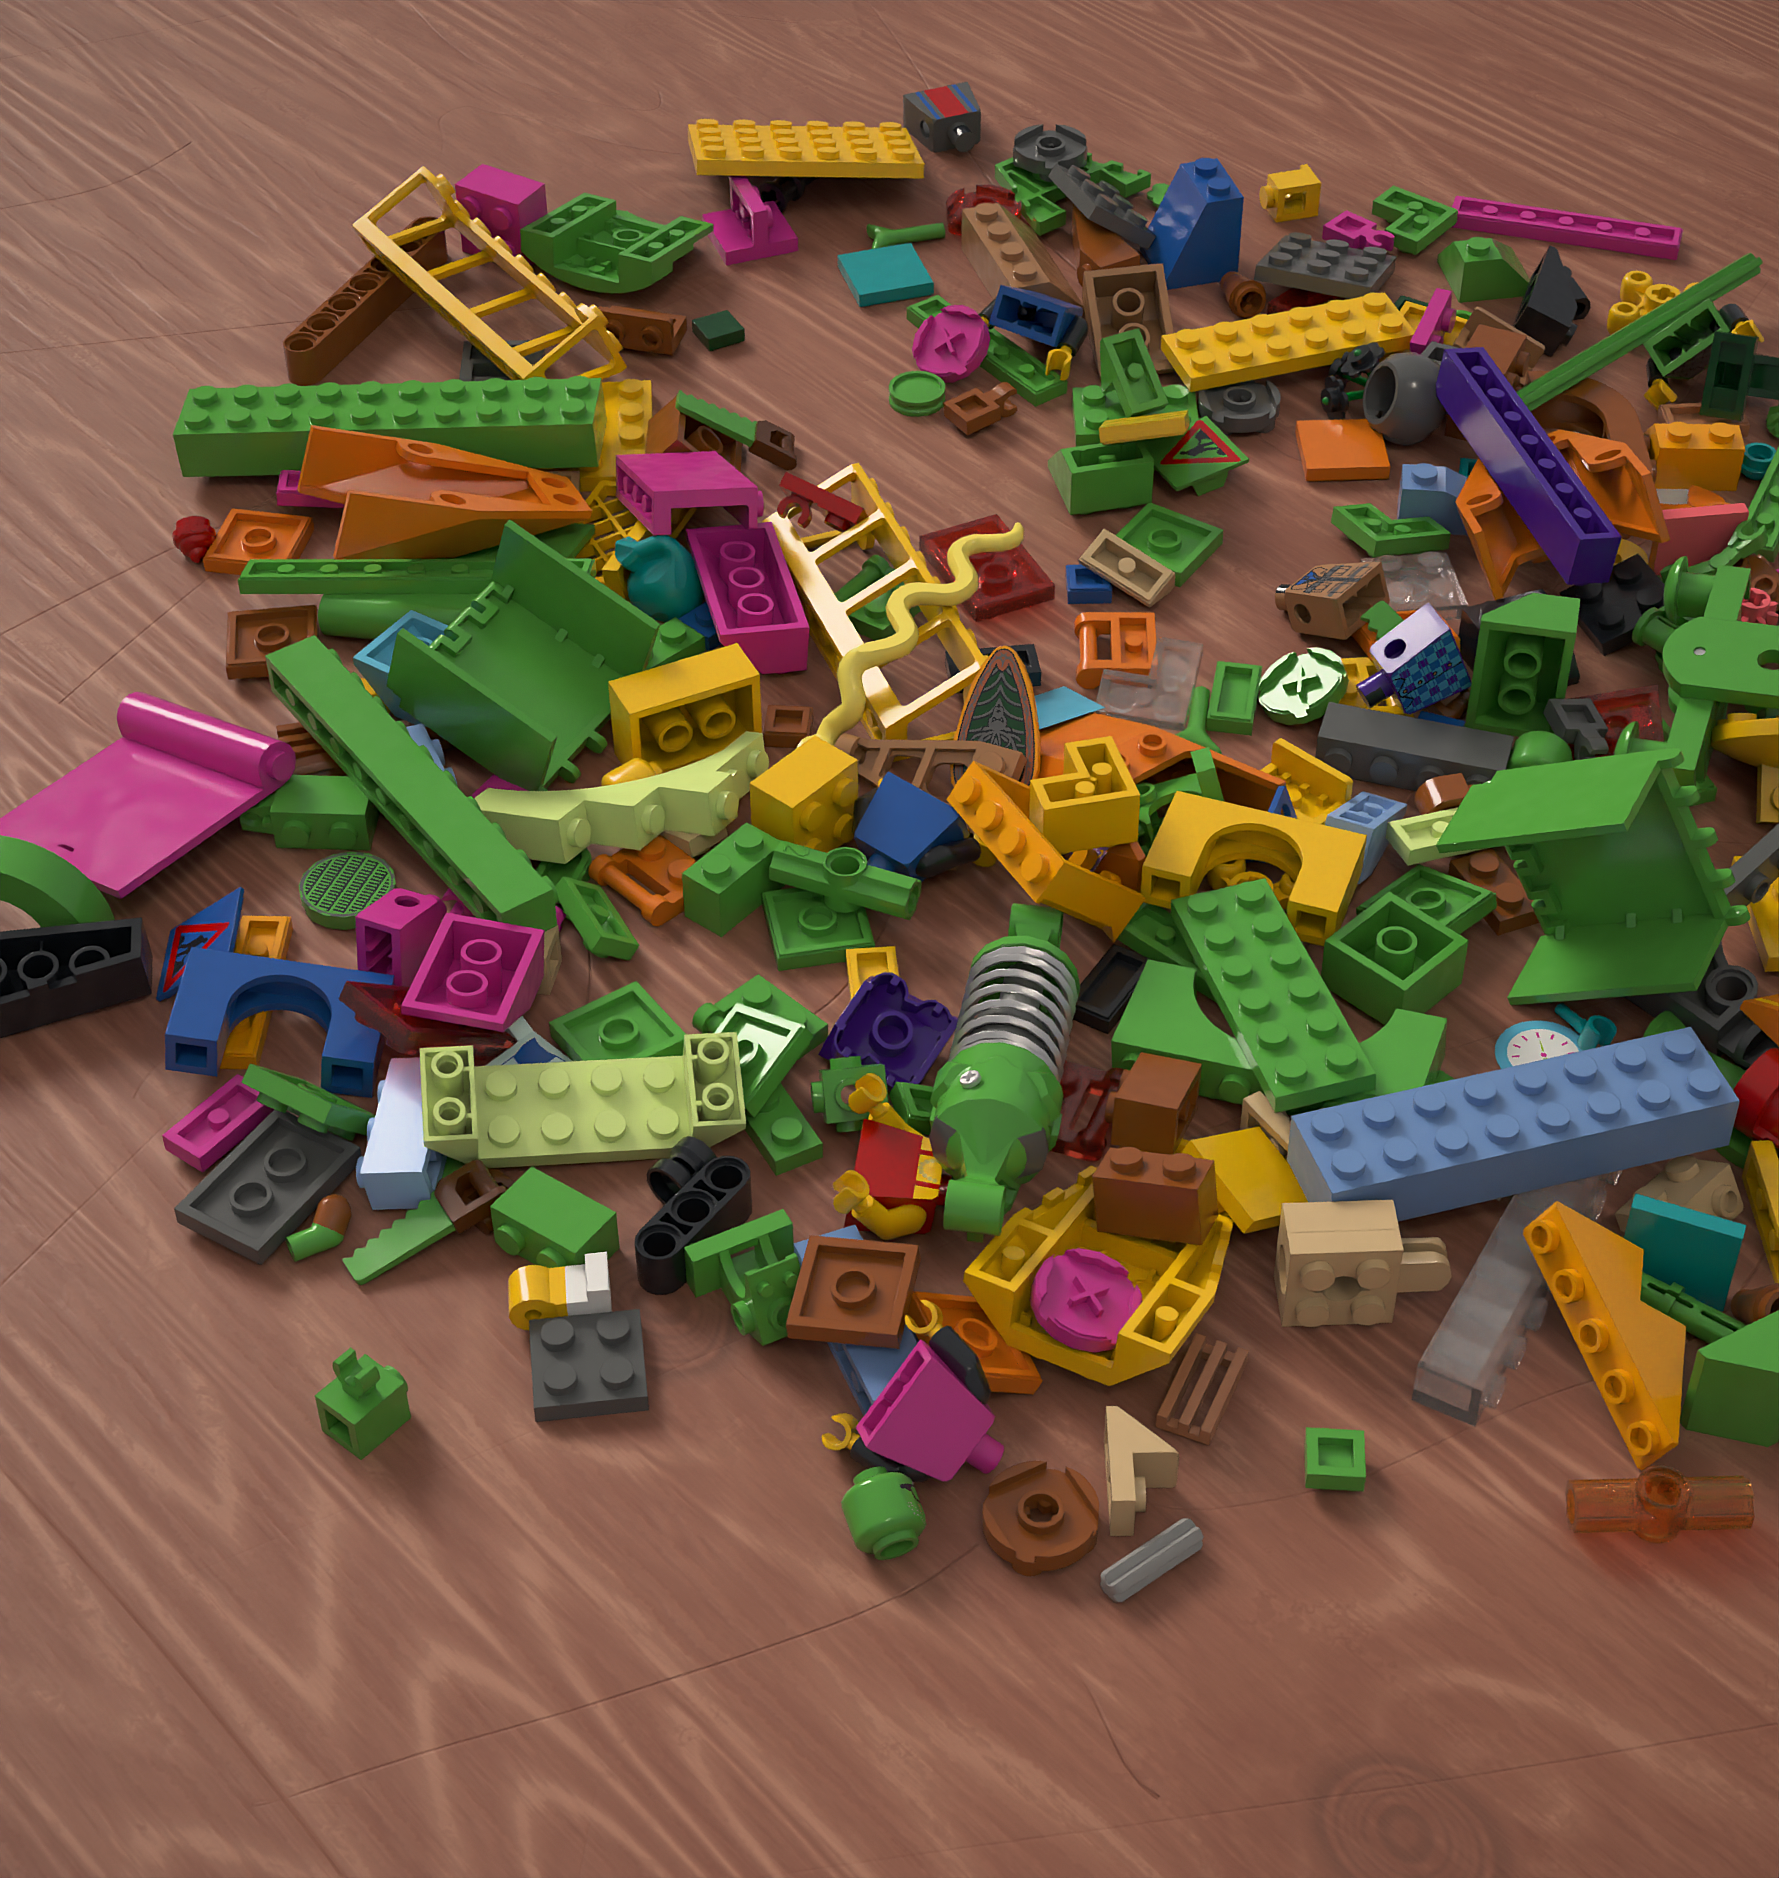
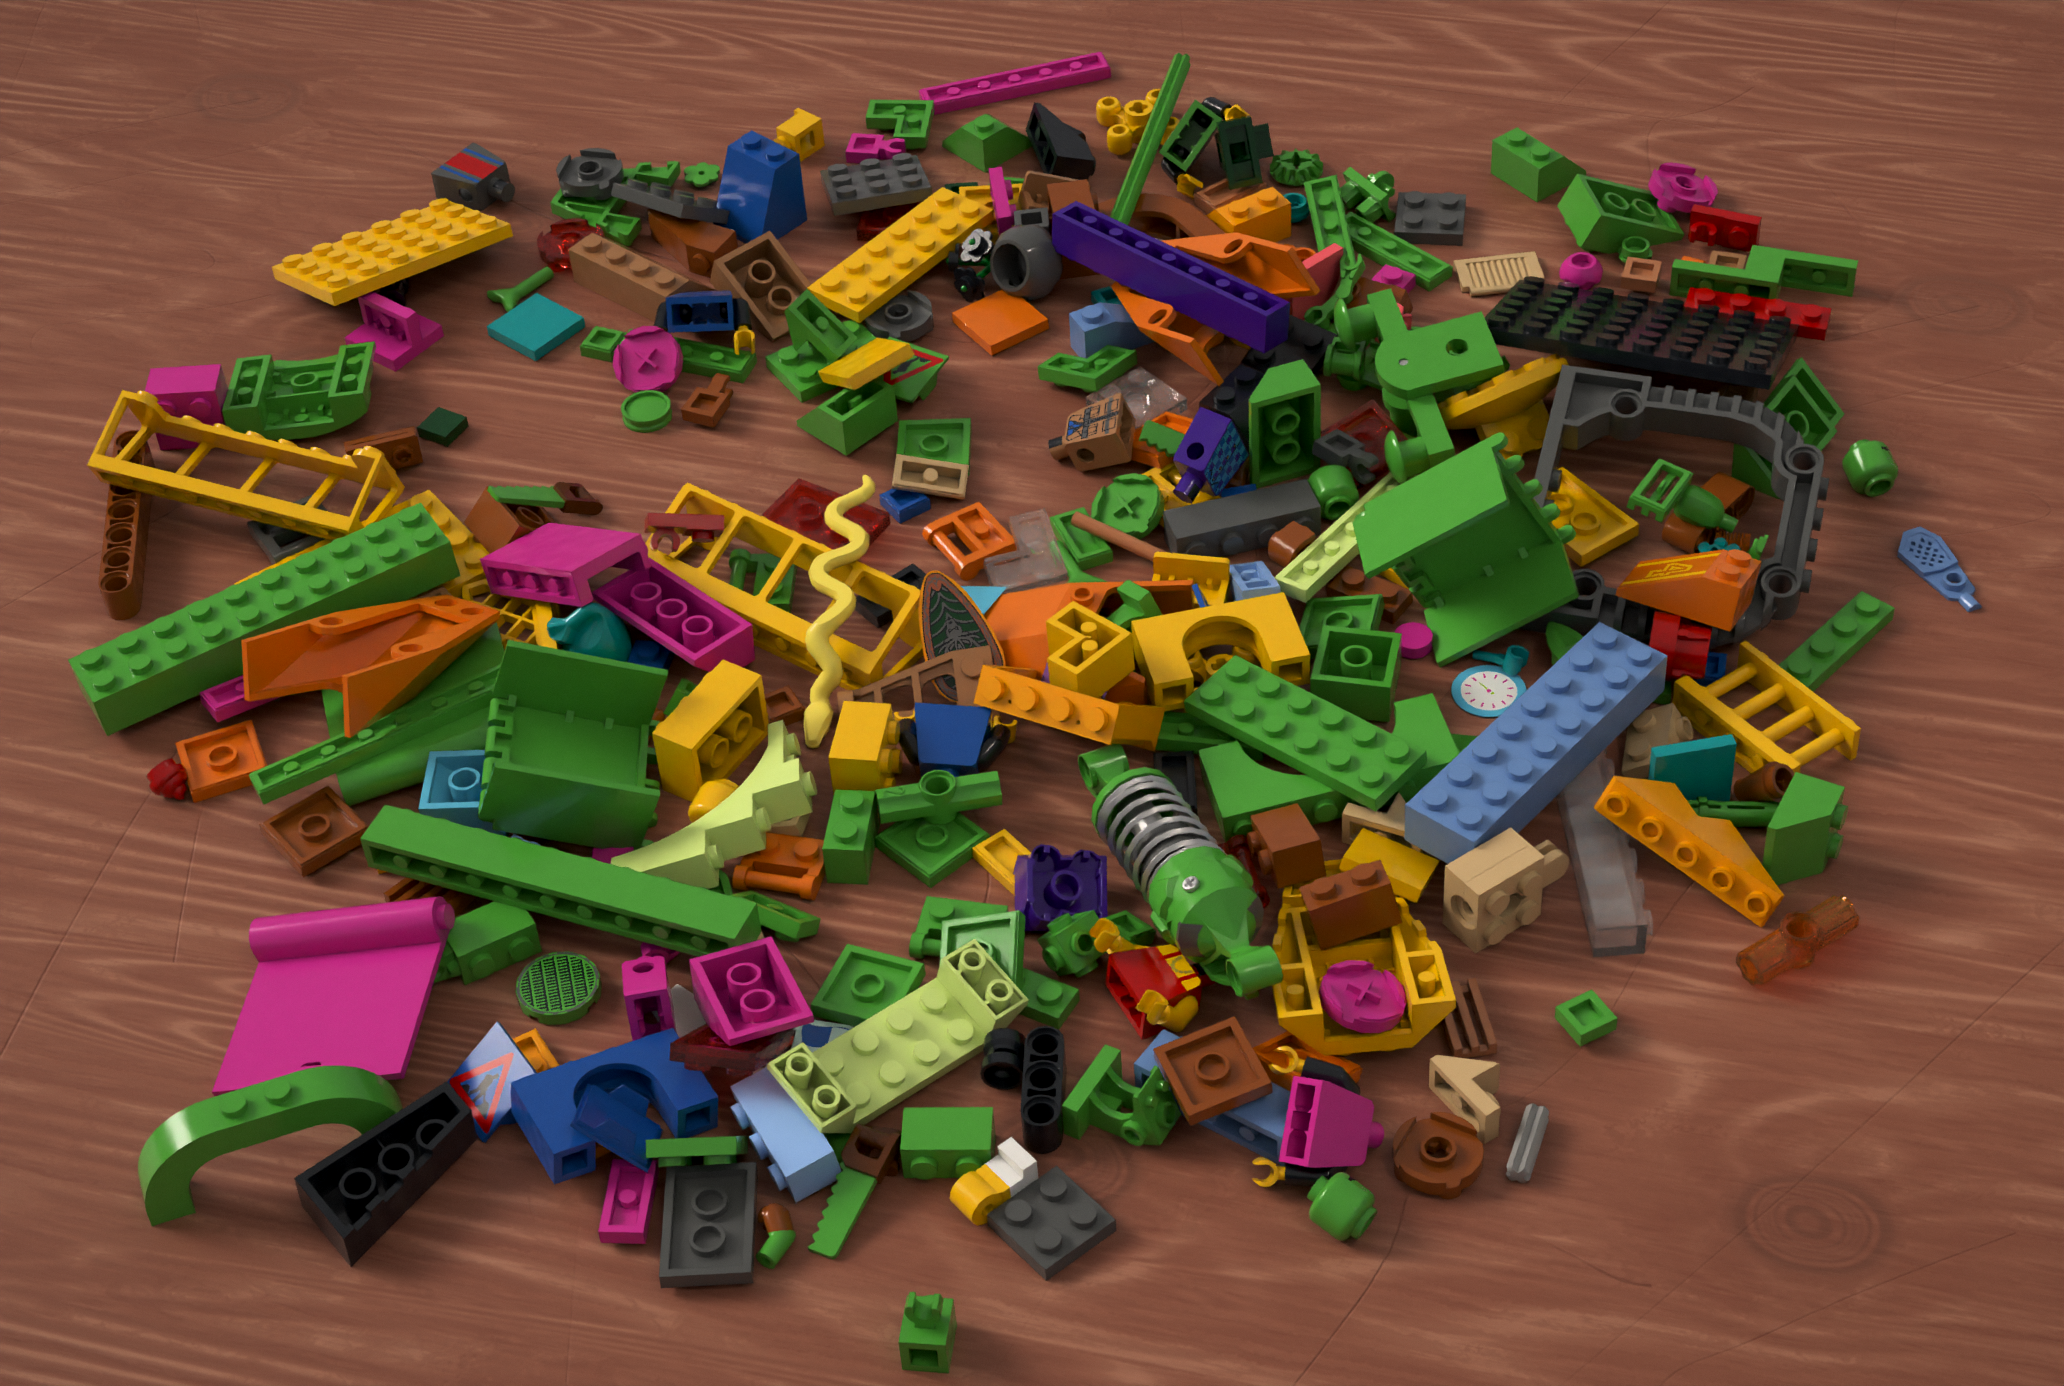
camera: 30 degrees left, 0 degrees up
(259, 1033) = (617, 1122): none -> blue piece
(1243, 294) = (830, 230): dark orange cone -> none
(1263, 706) = (1114, 536): none -> nougat bar
(1500, 961) = (1416, 640): none -> dark pink tile

